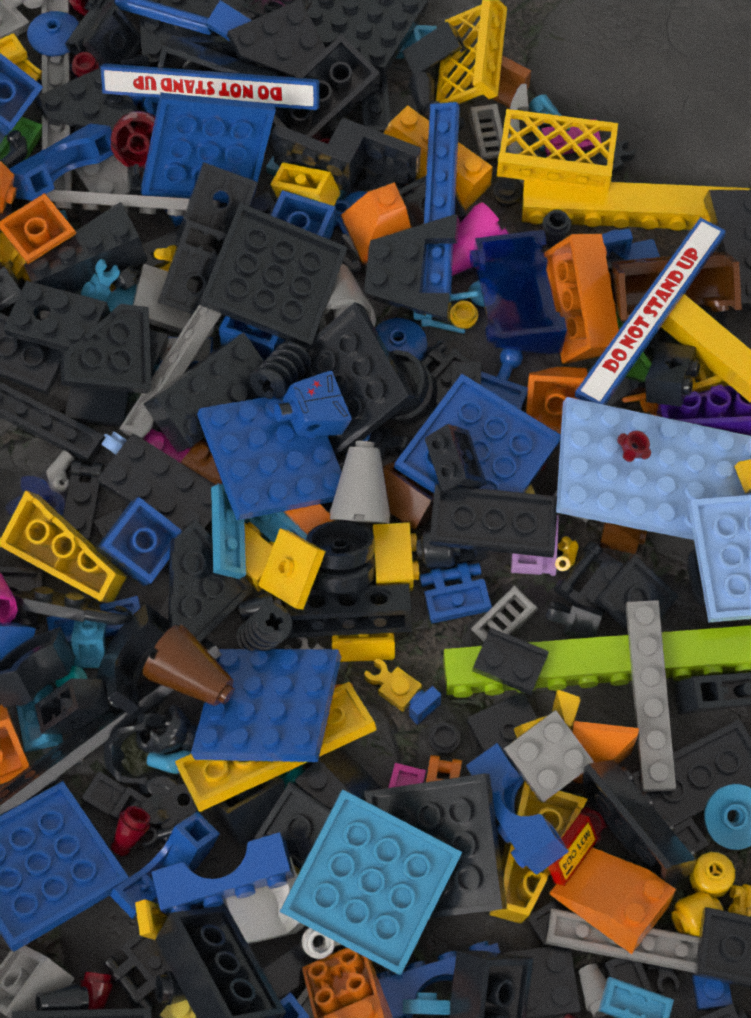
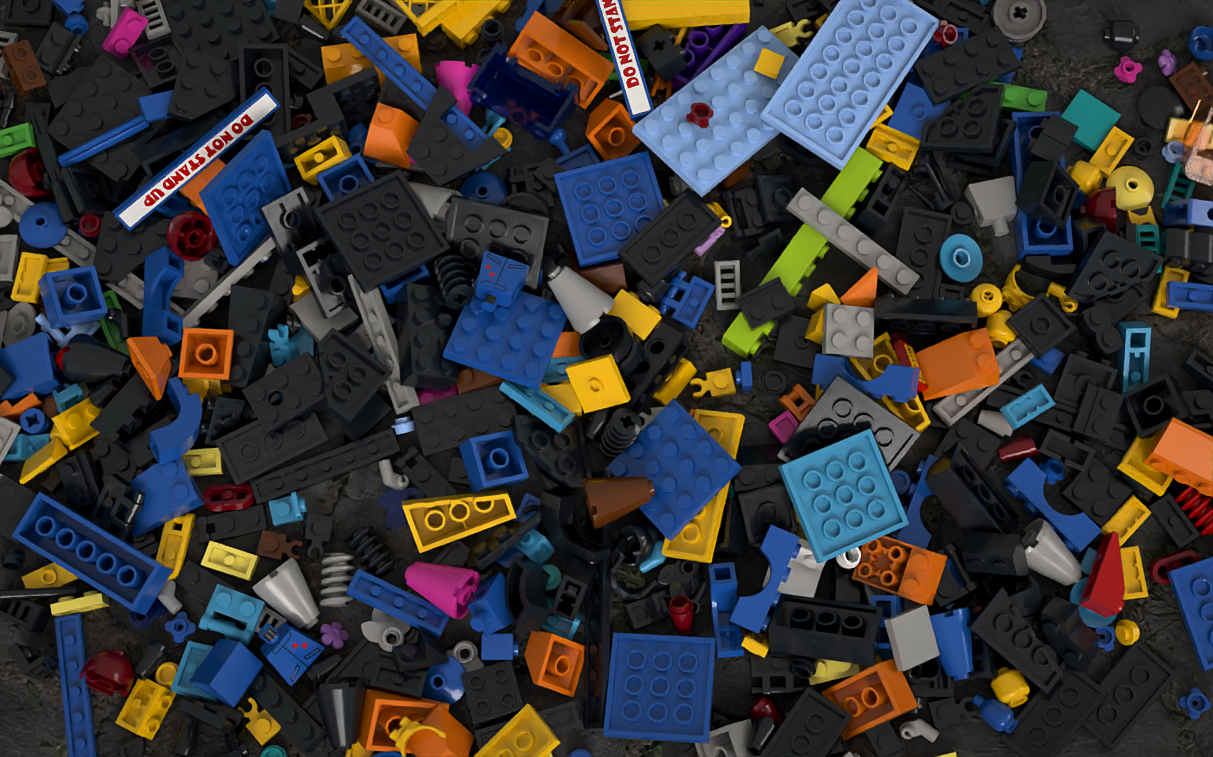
camera: 50 degrees left, 10 degrees up
(426, 1004) = (937, 523): dark azure plate -> none
(445, 938) = (900, 481): none -> blue plate
(454, 458) = (612, 227): black bracket -> none

